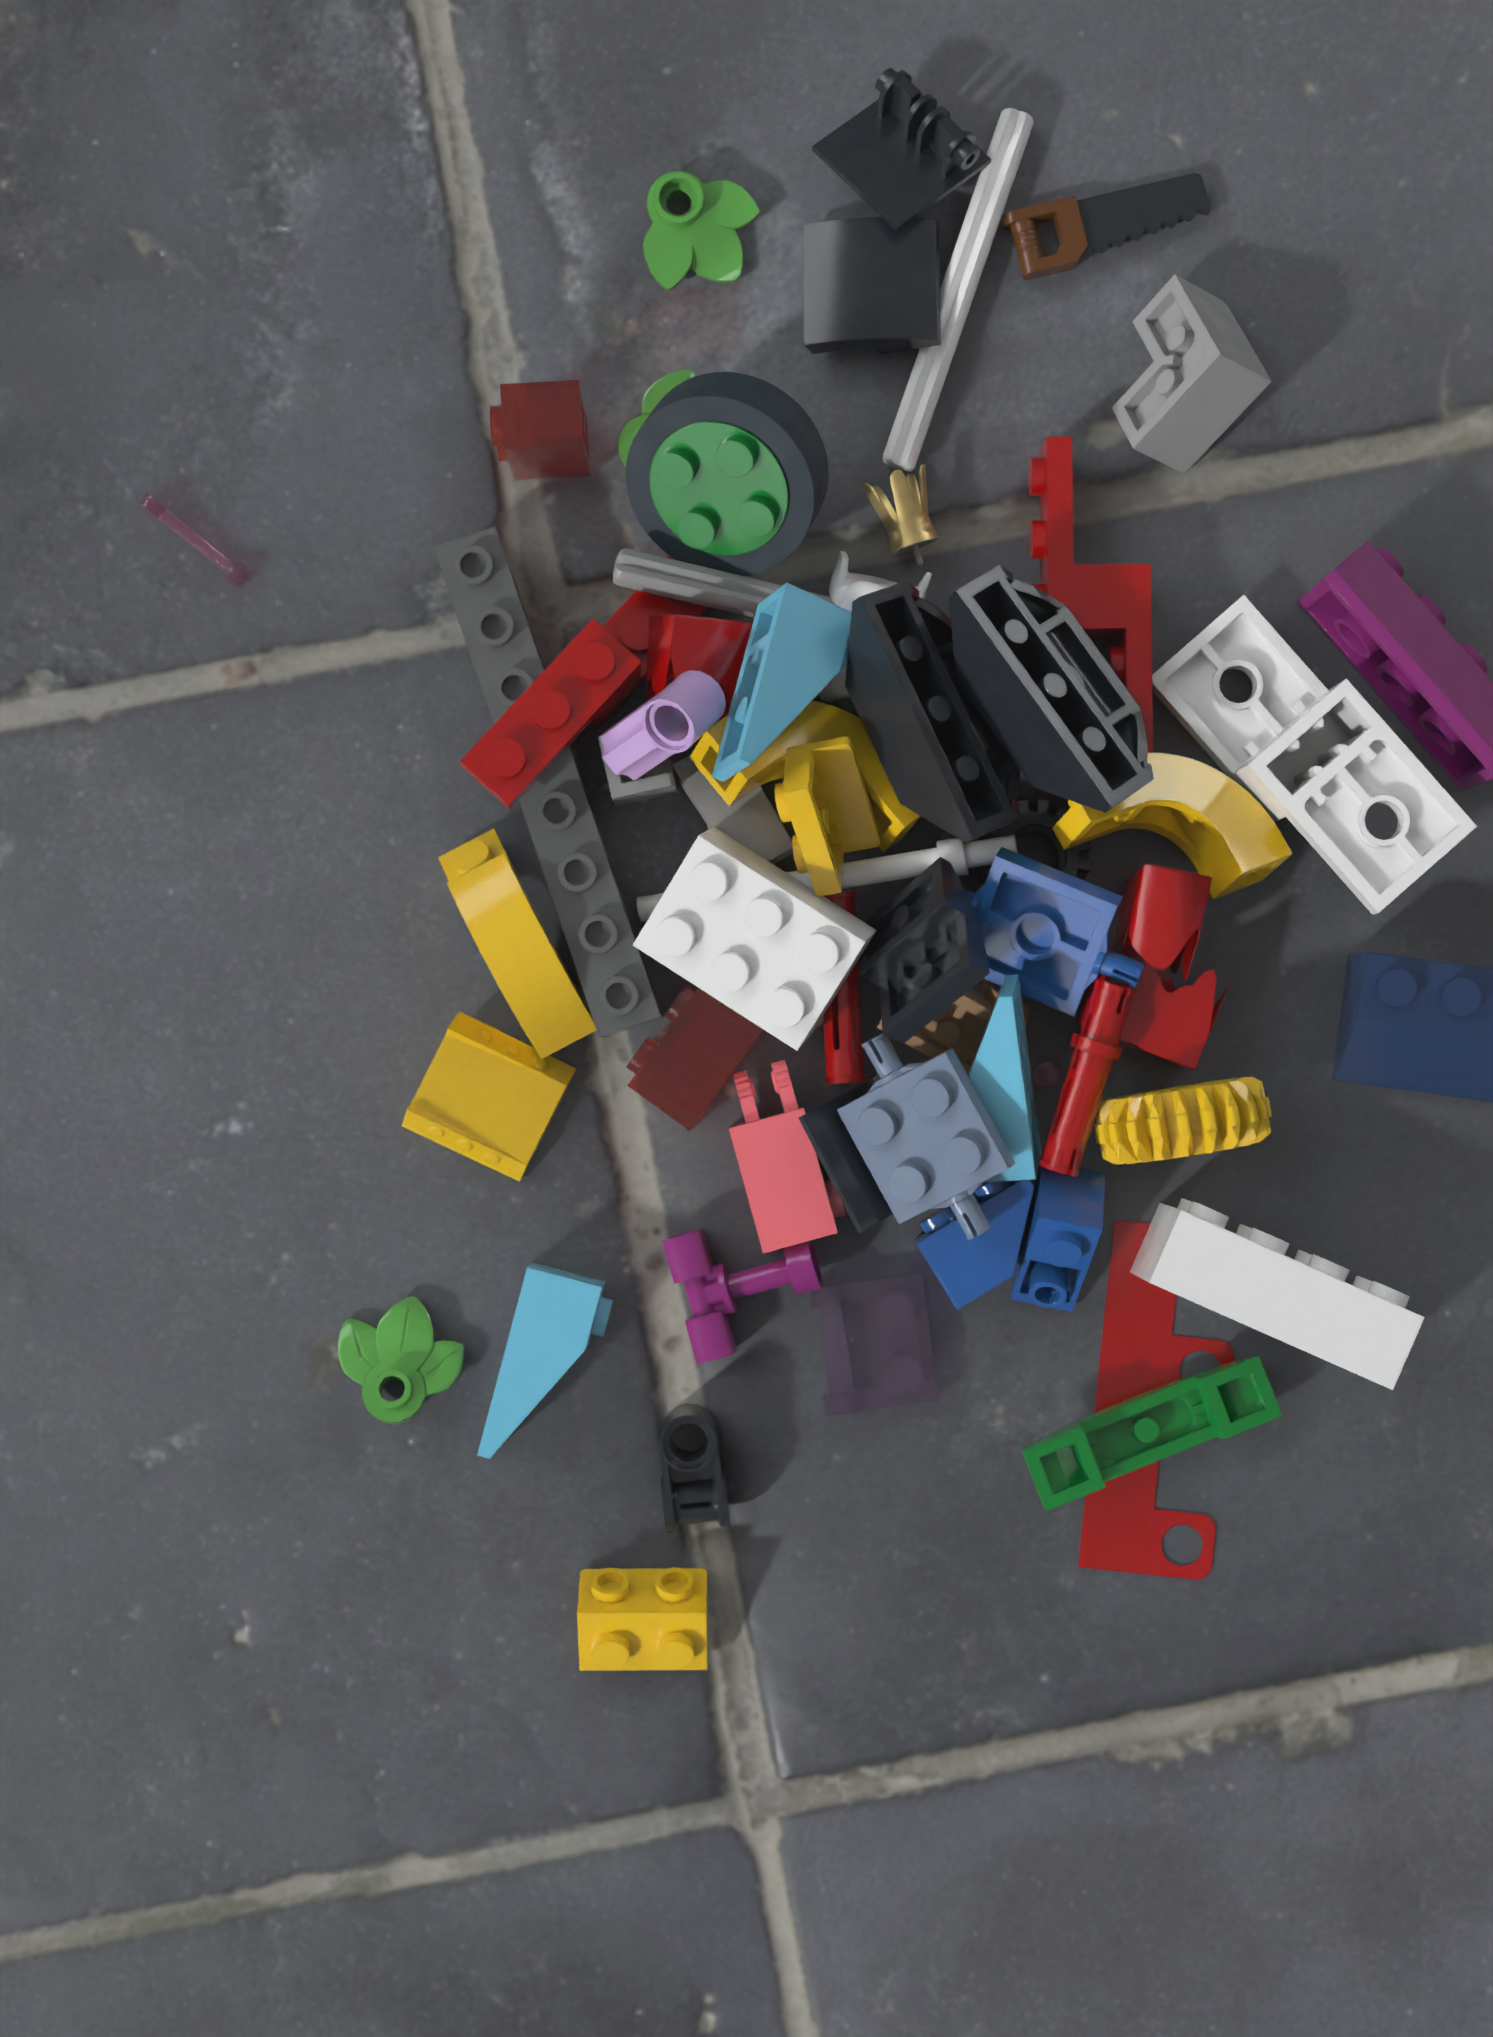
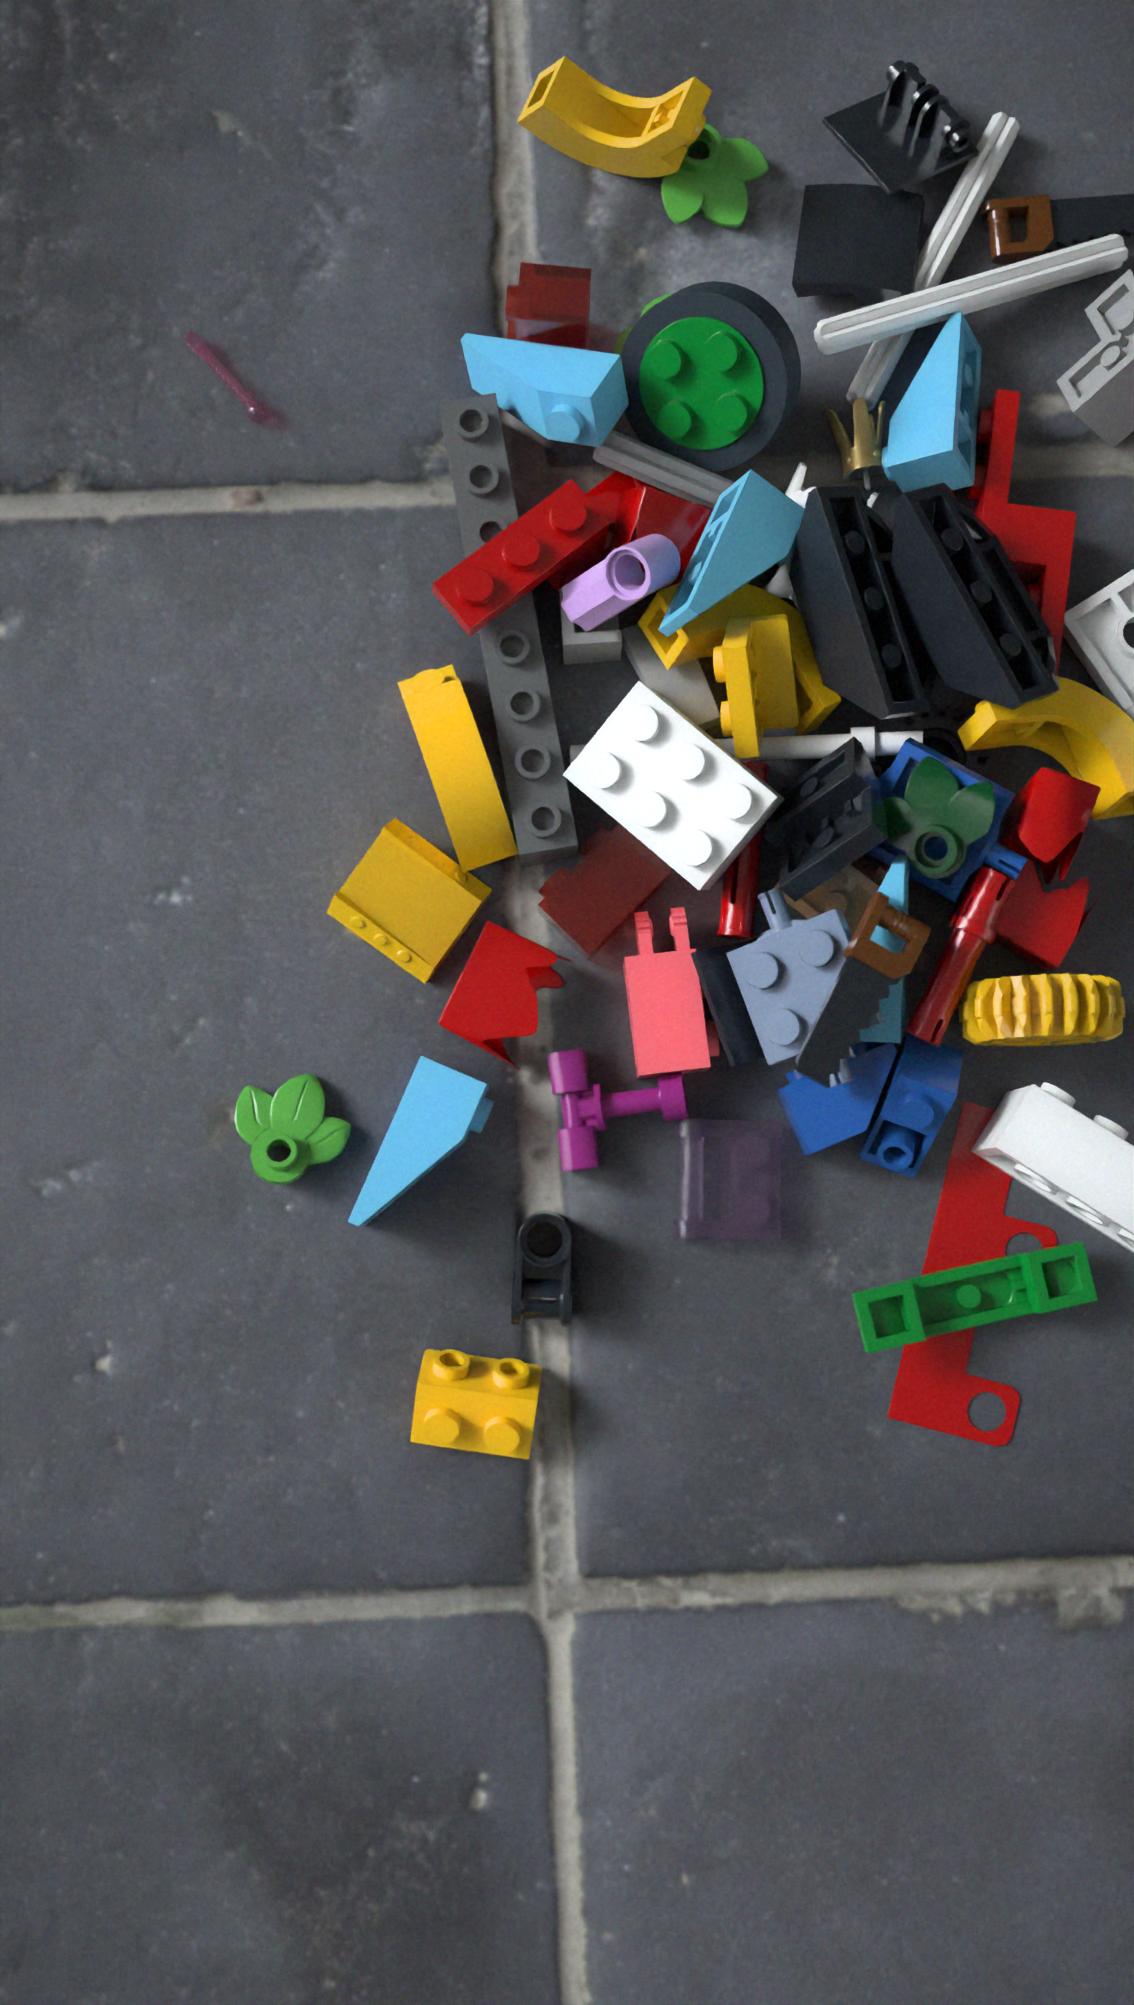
camera: 10 degrees right, 5 degrees down
(561, 514) = (550, 388): none -> medium azure slope
(578, 192) = (613, 128): none -> yellow arch
(596, 1183) = (498, 990): none -> red piece
(981, 1136) = (859, 987): none -> black piece
(985, 477) = (938, 417): none -> medium azure slope
(1003, 328) = (970, 294): none -> white axle
(1037, 926) = (938, 808): none -> dark green plate

